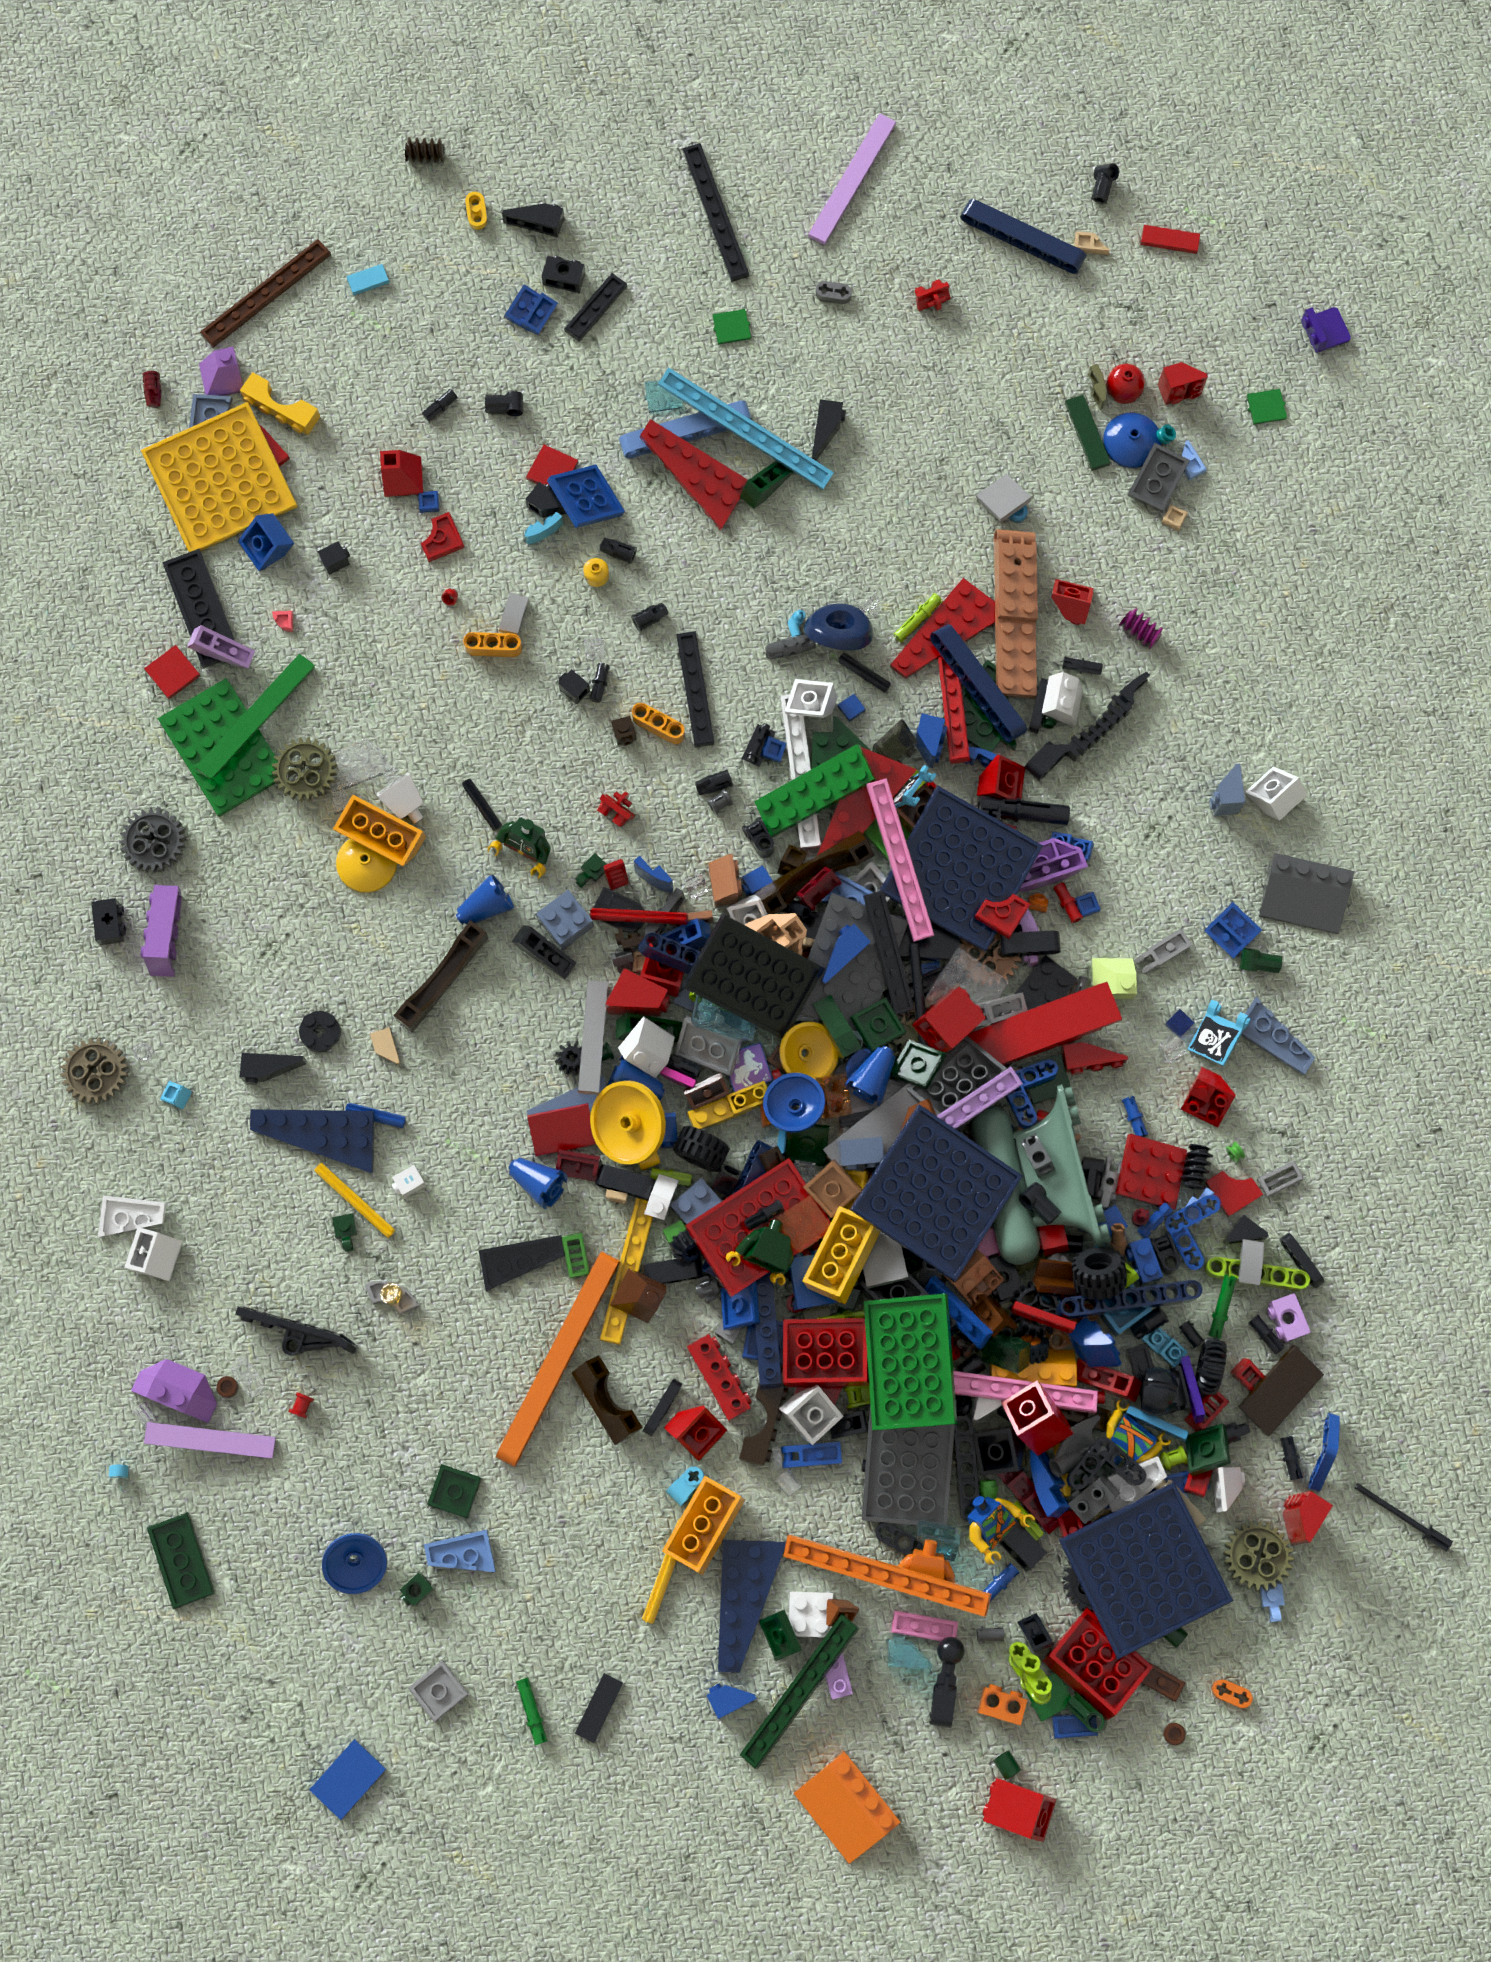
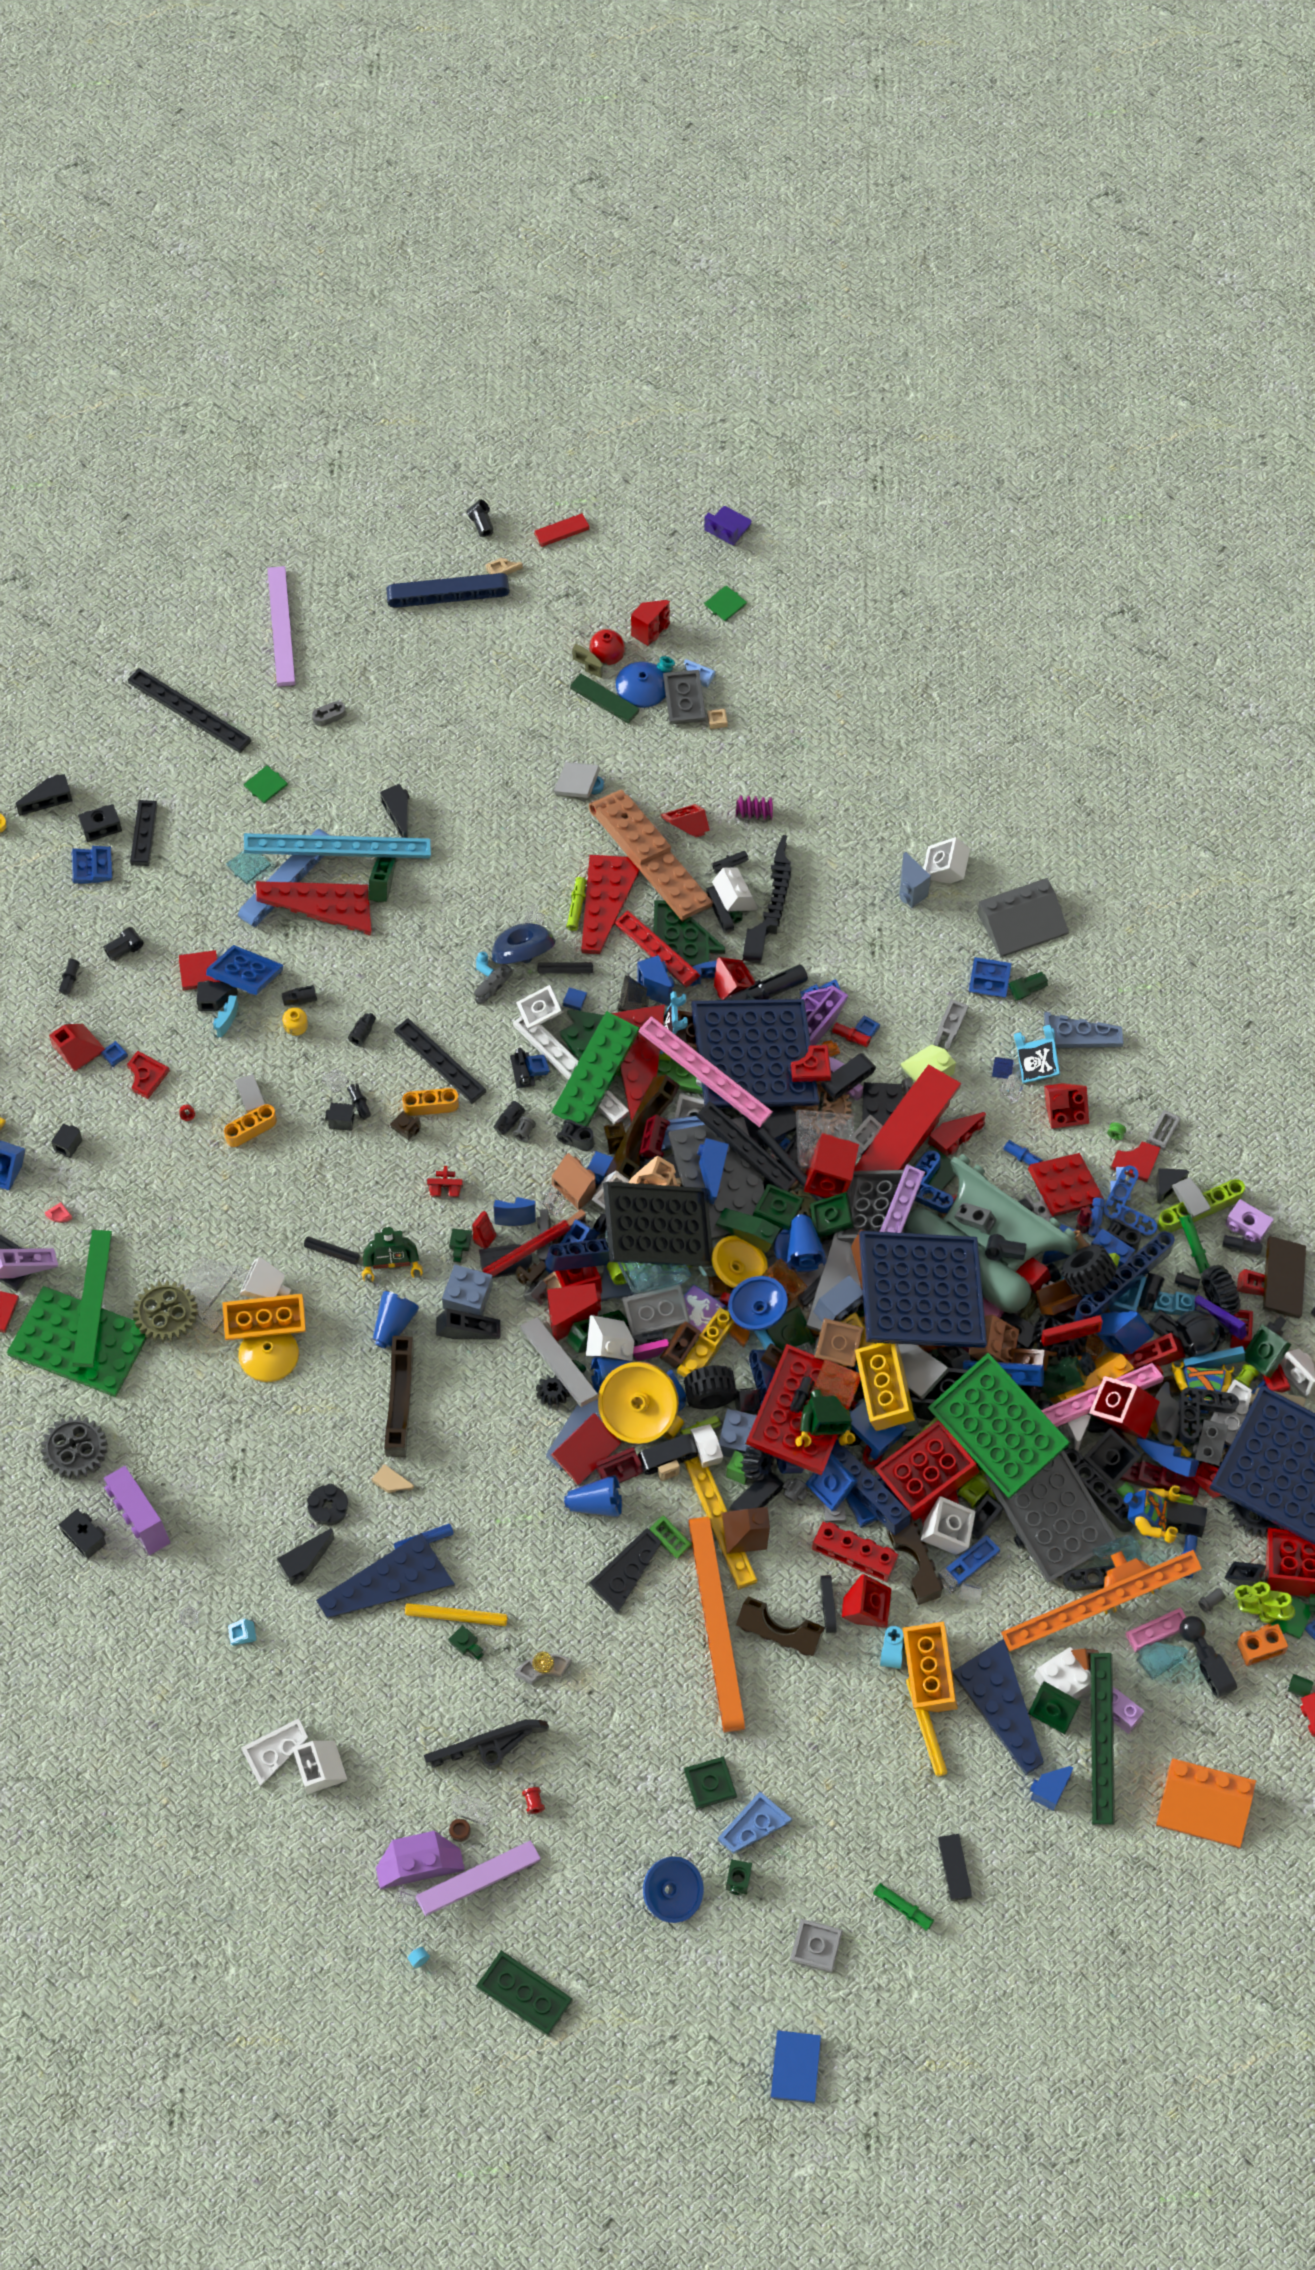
camera: 35 degrees left, 15 degrees down
(108, 1081) = (139, 1657): dark tan gear -> none
(408, 1182) = (491, 1569): white brick -> none
(933, 296) = (411, 670): red hips -> none
(978, 683) = (662, 918): dark blue beam -> none
(1196, 1167) = (1096, 1158): black piece -> none
(1301, 1259) = (1224, 1174): black beam -> none

